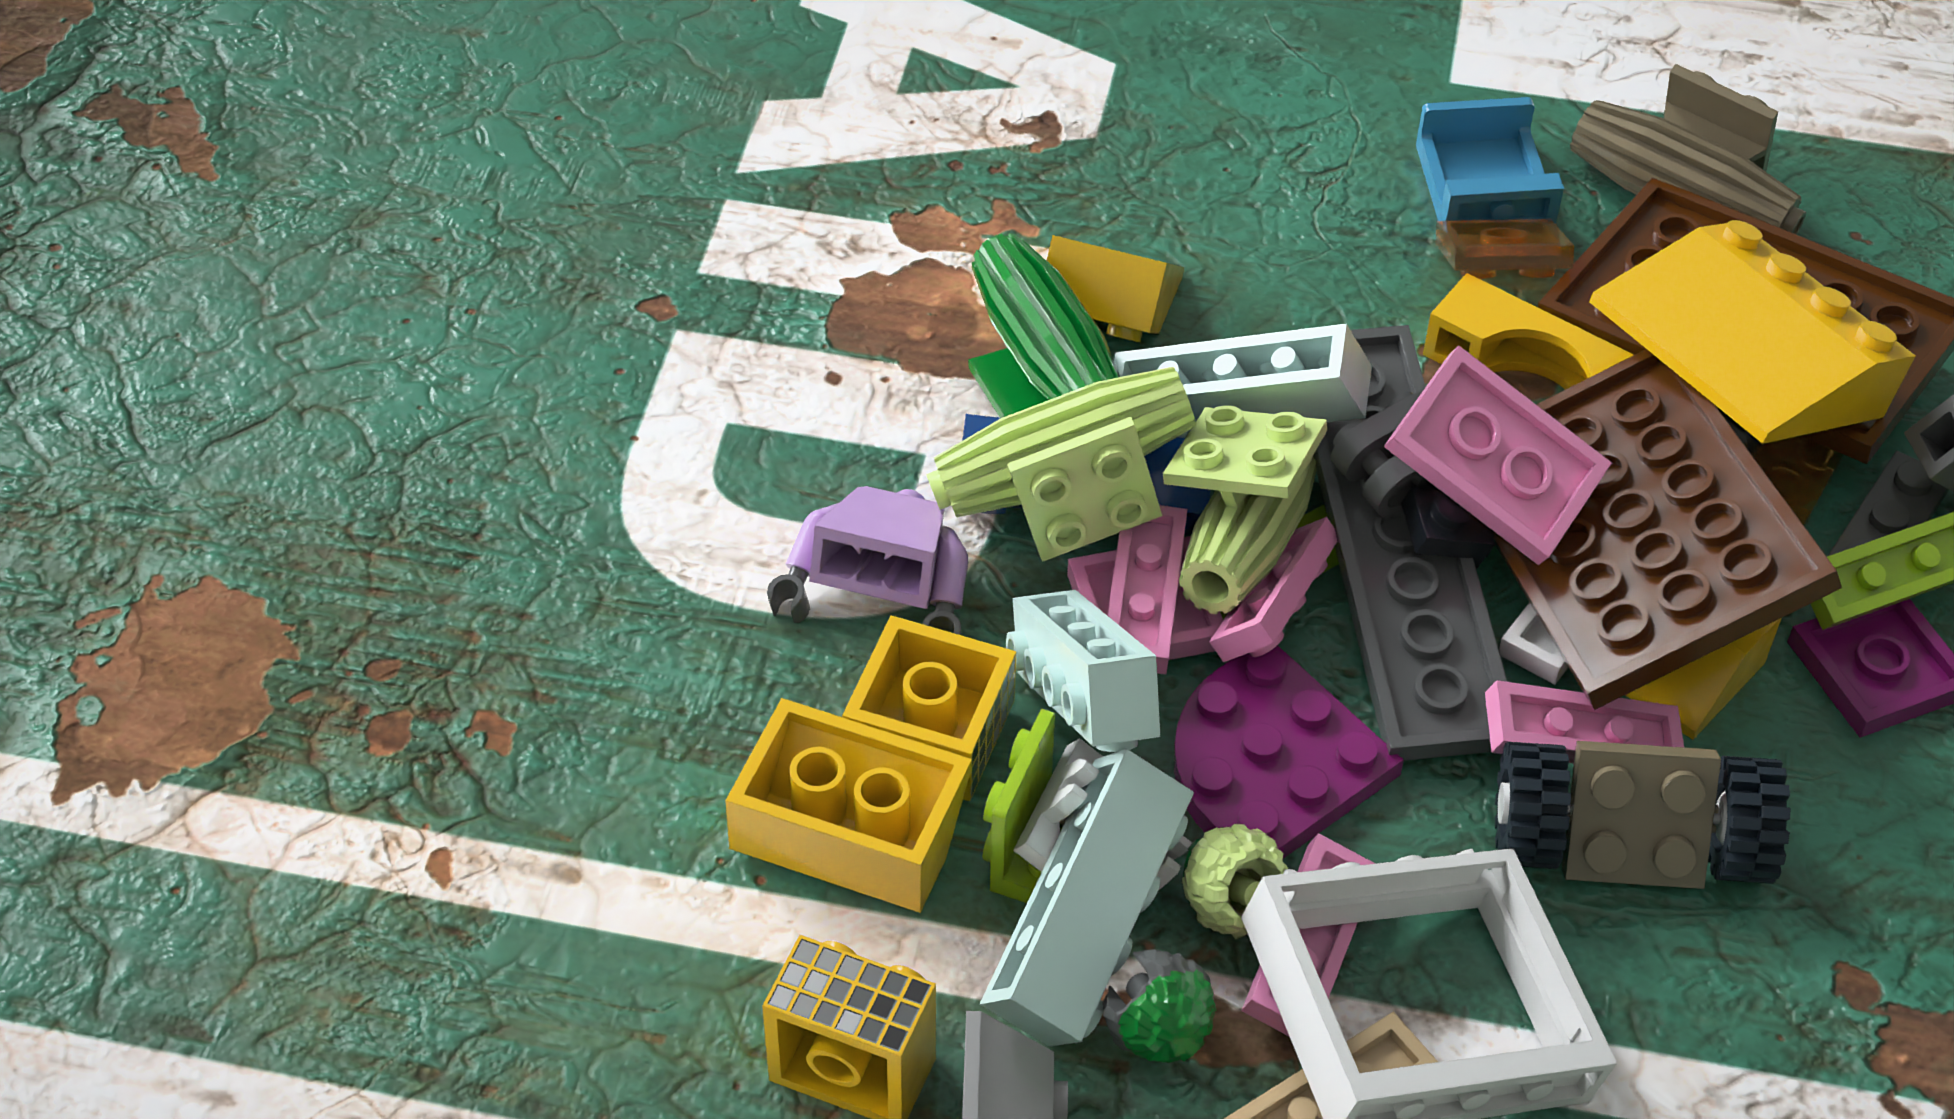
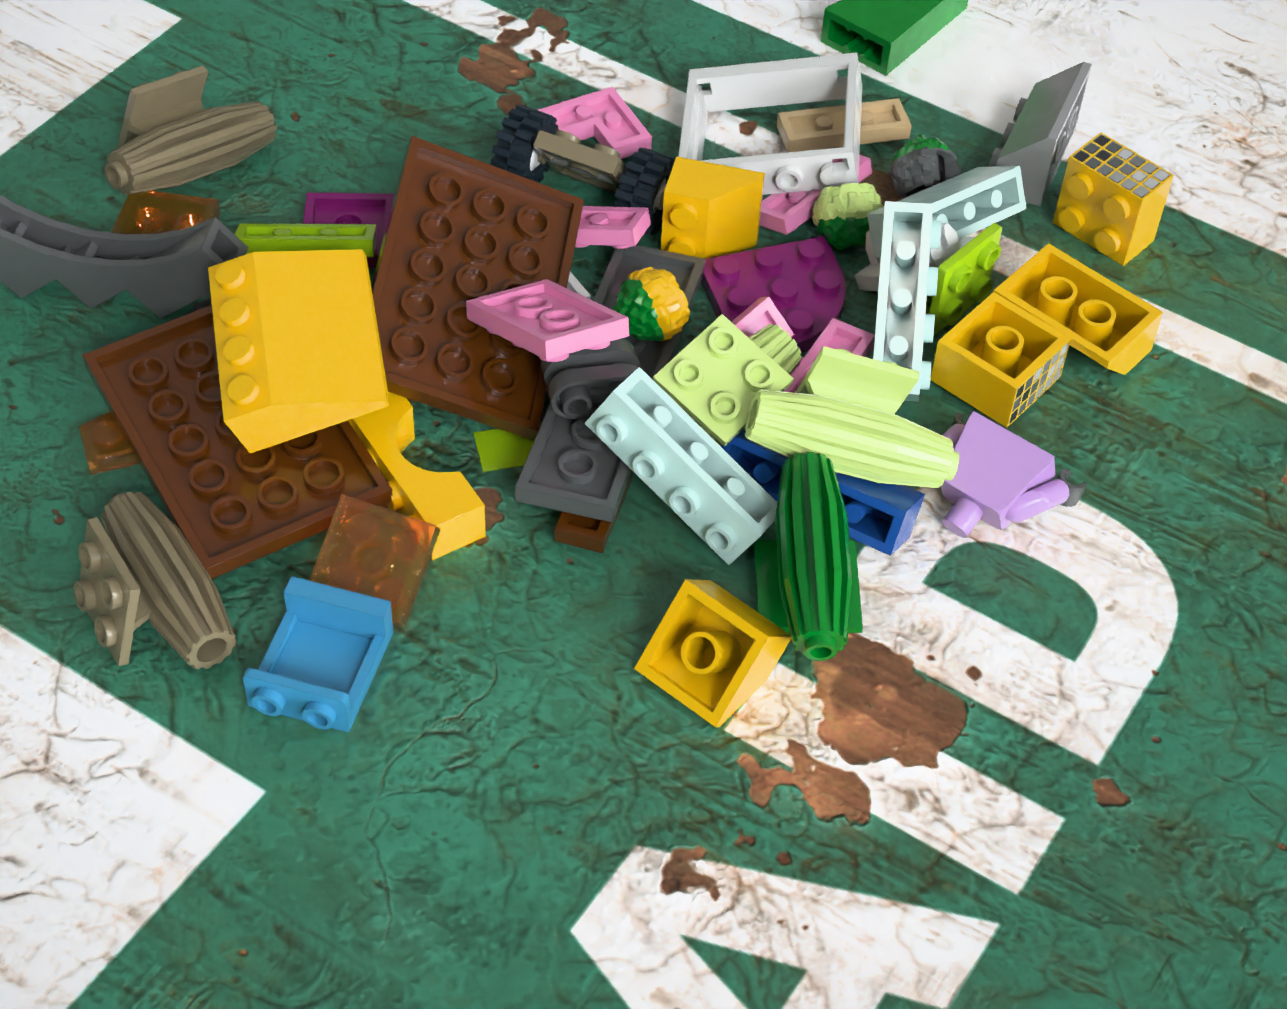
camera: 160 degrees left, 0 degrees up
(1397, 572) = (652, 304): none -> piece
(1429, 785) = (711, 209): none -> yellow slope
(1690, 971) = (605, 118): none -> bright pink plate

